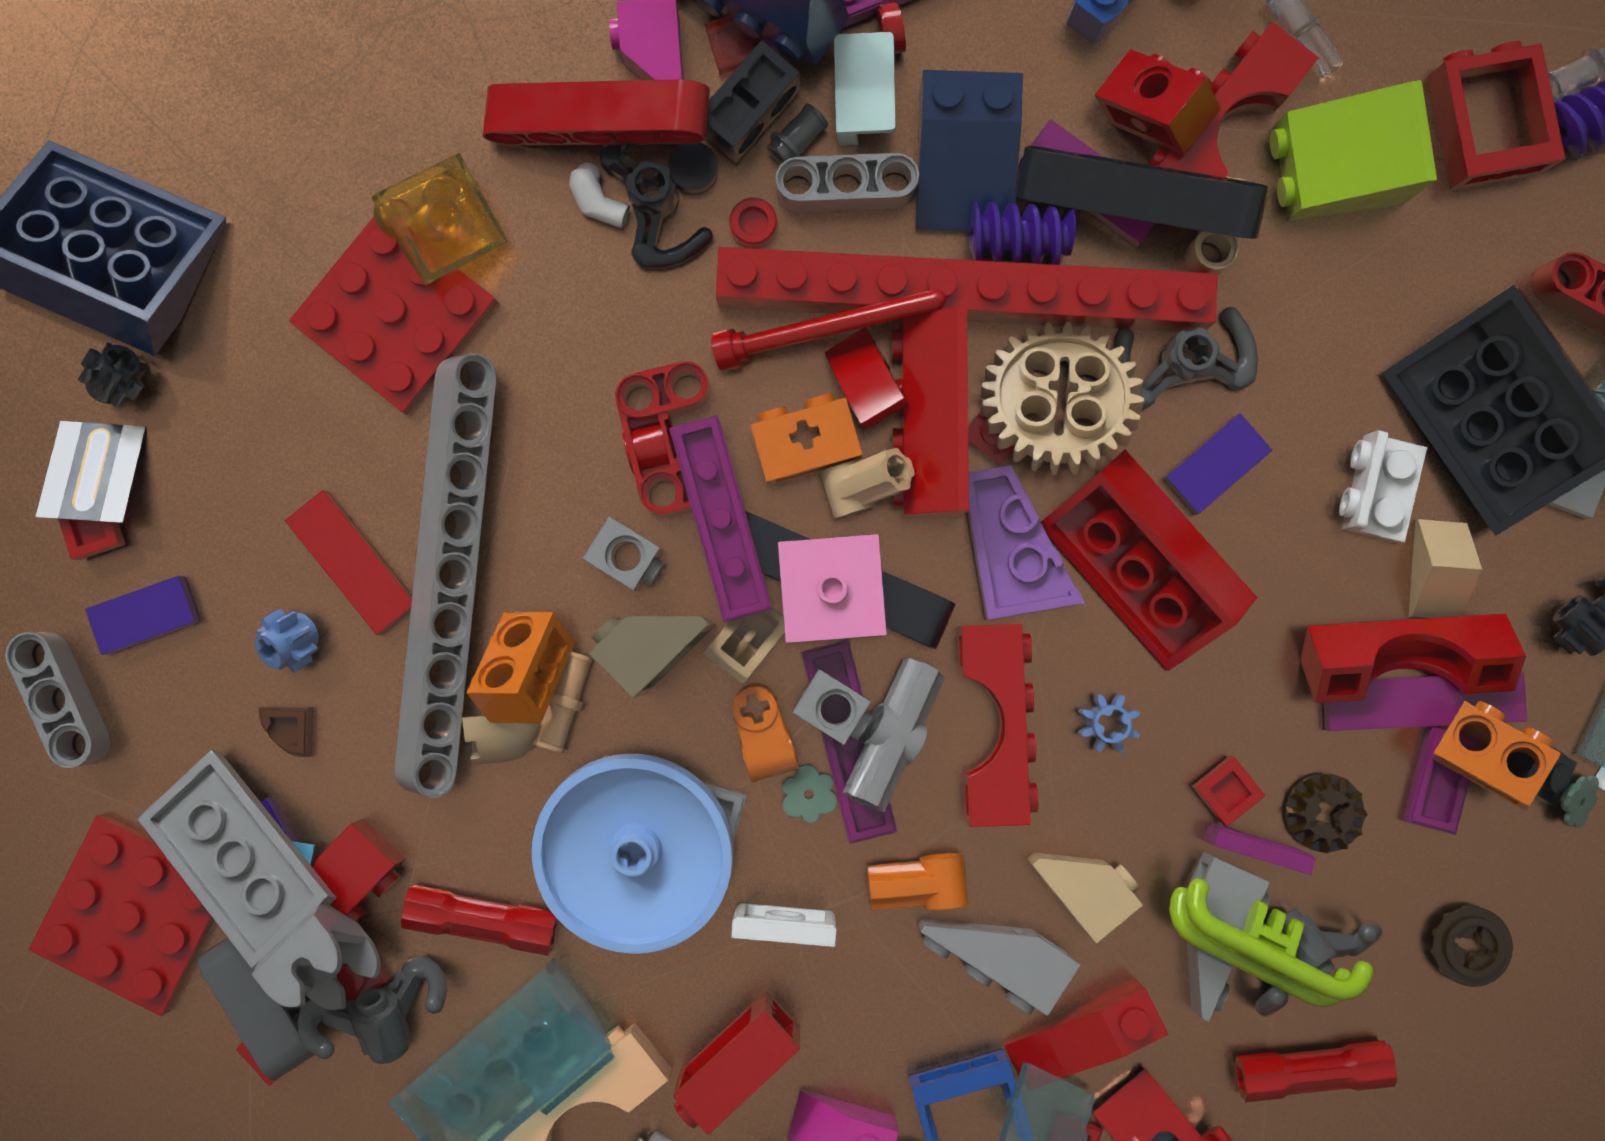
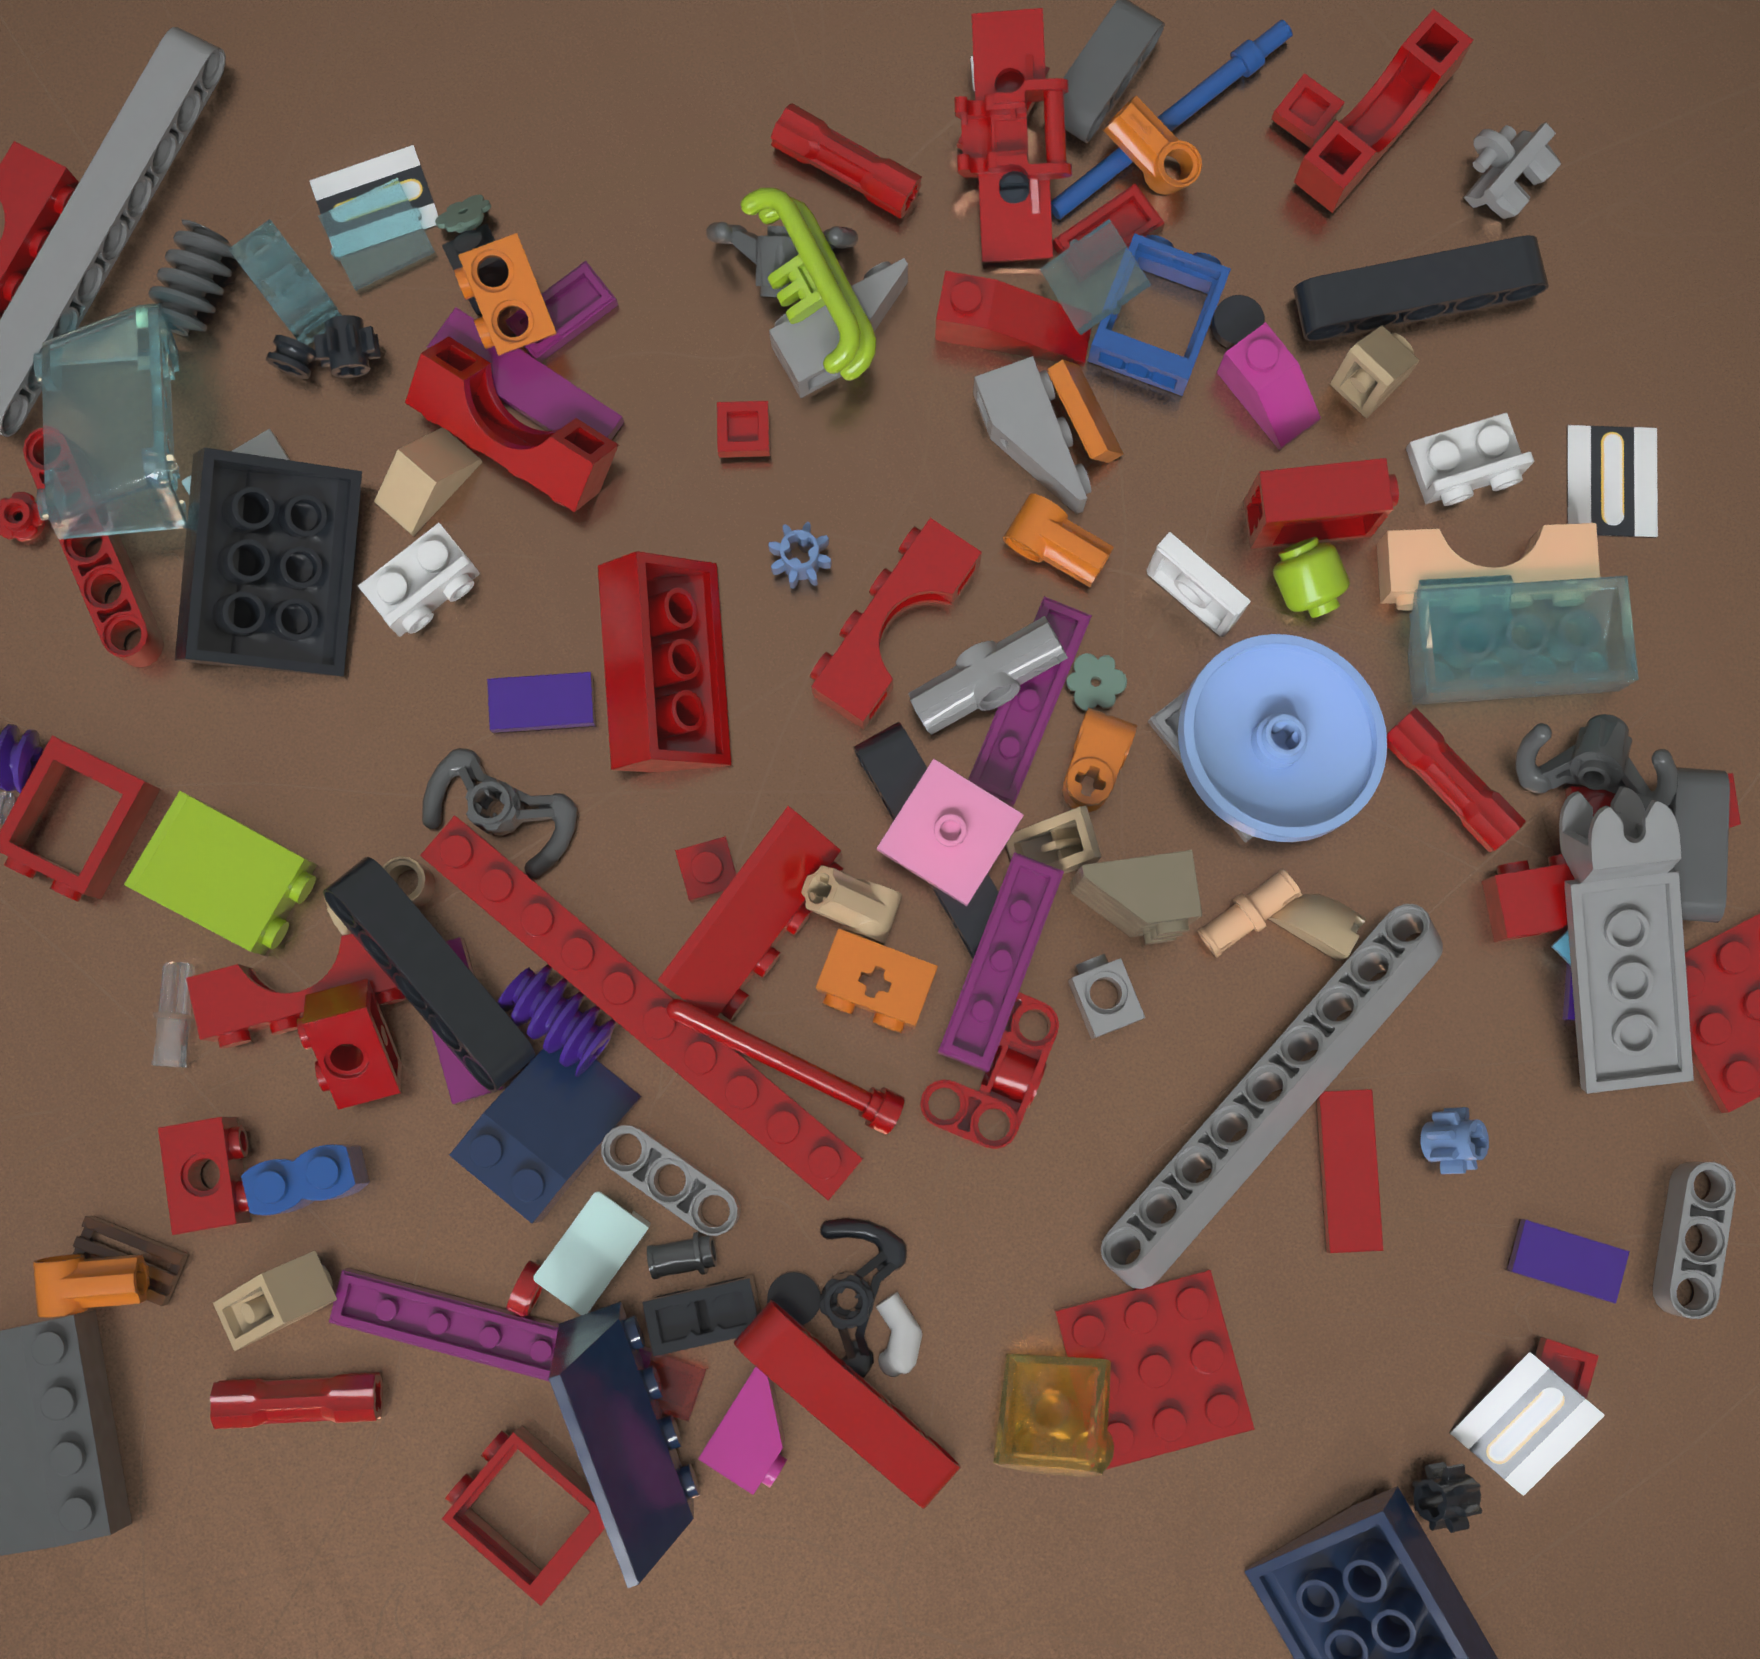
camera: 140 degrees left, 5 degrees down
(289, 728) = (1505, 1066): reddish brown tile -> none
(521, 667) = (1266, 961): orange brick -> none
(702, 1000) = (1311, 577): none -> lime head
(753, 223) = (778, 1208): red tile -> none
(810, 708) = (1023, 757): light grey brick -> none
(865, 378) = (785, 994): red slope -> none
(974, 1003) = (1084, 411): none -> orange tile
(1011, 550) = (769, 756): medium lavender wing -> none
(1089, 890) = (920, 433): tan slope -> none
(1108, 402) = (598, 819): tan gear -> none
(1259, 848) = (754, 365): magenta tile -> none
(1304, 807) = (691, 371): dark brown gear -> none
(1479, 967) = (649, 145): dark brown gear -> none

